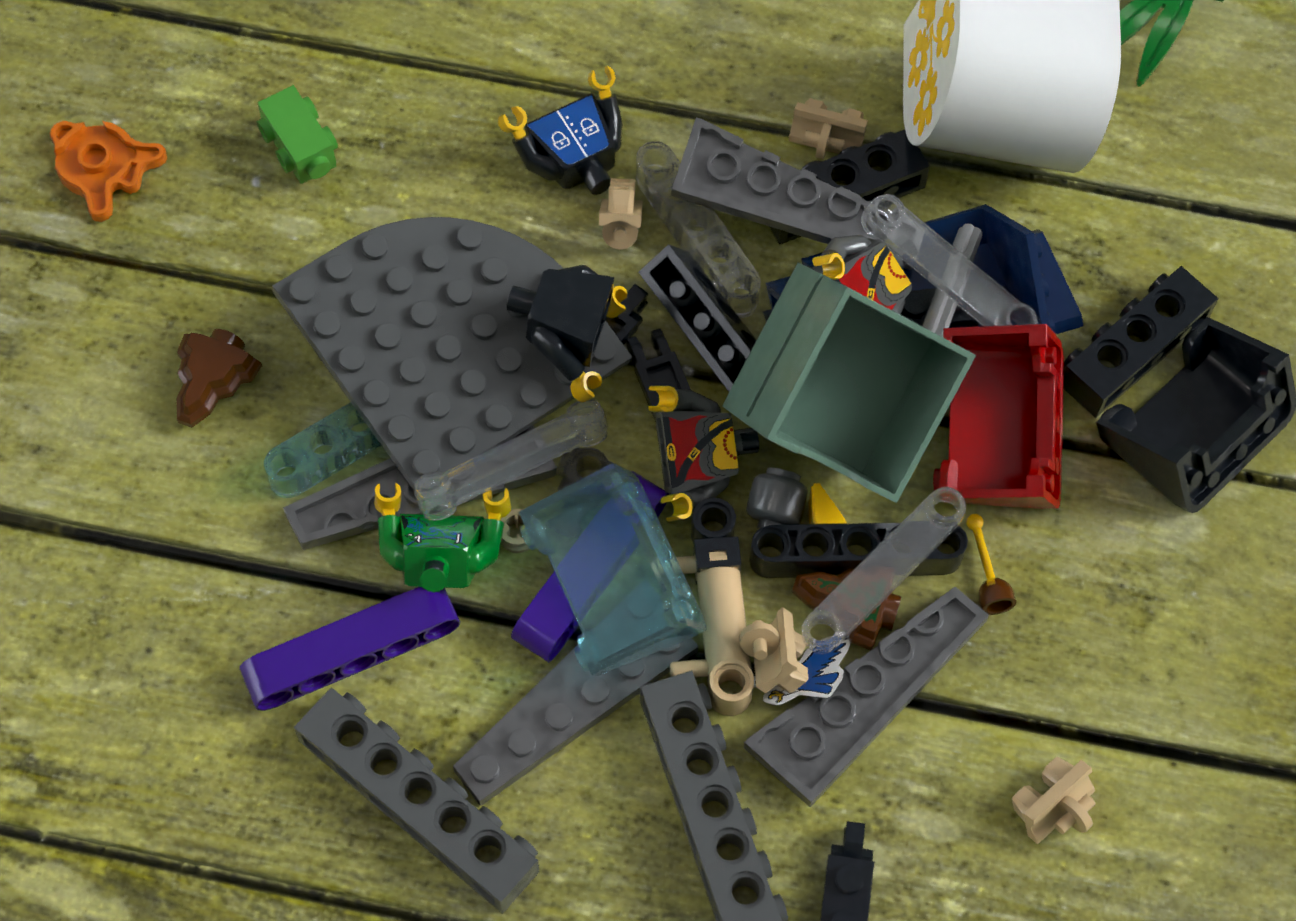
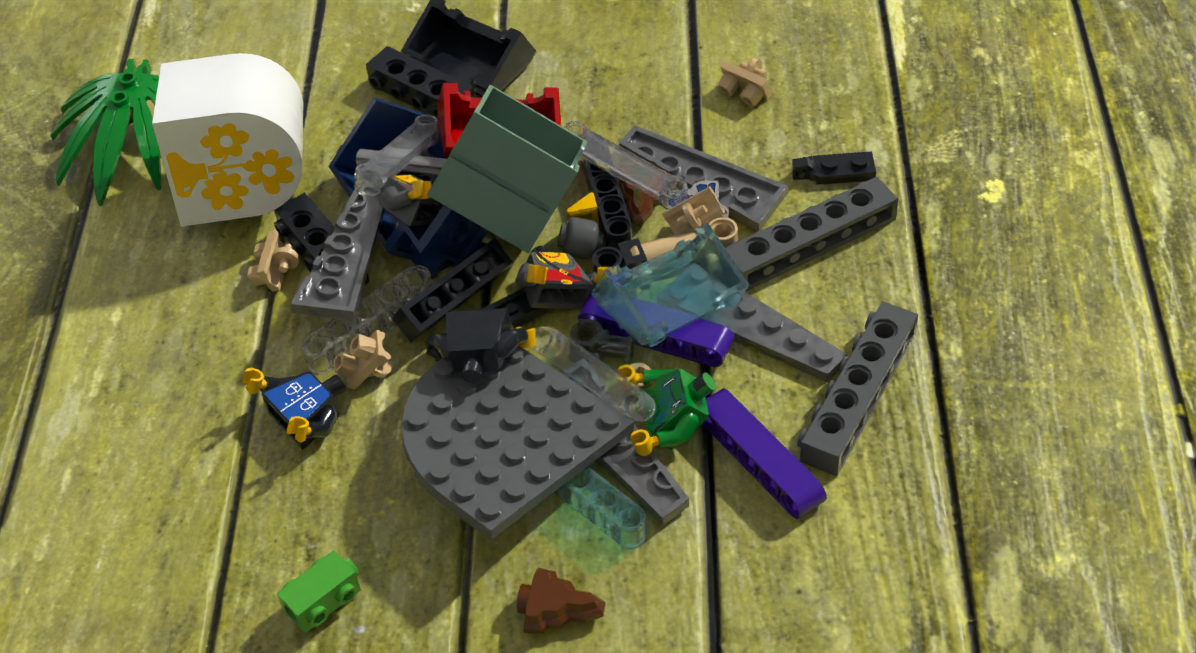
camera: 95 degrees left, 15 degrees down
(994, 594) = (615, 128): hinge -> none

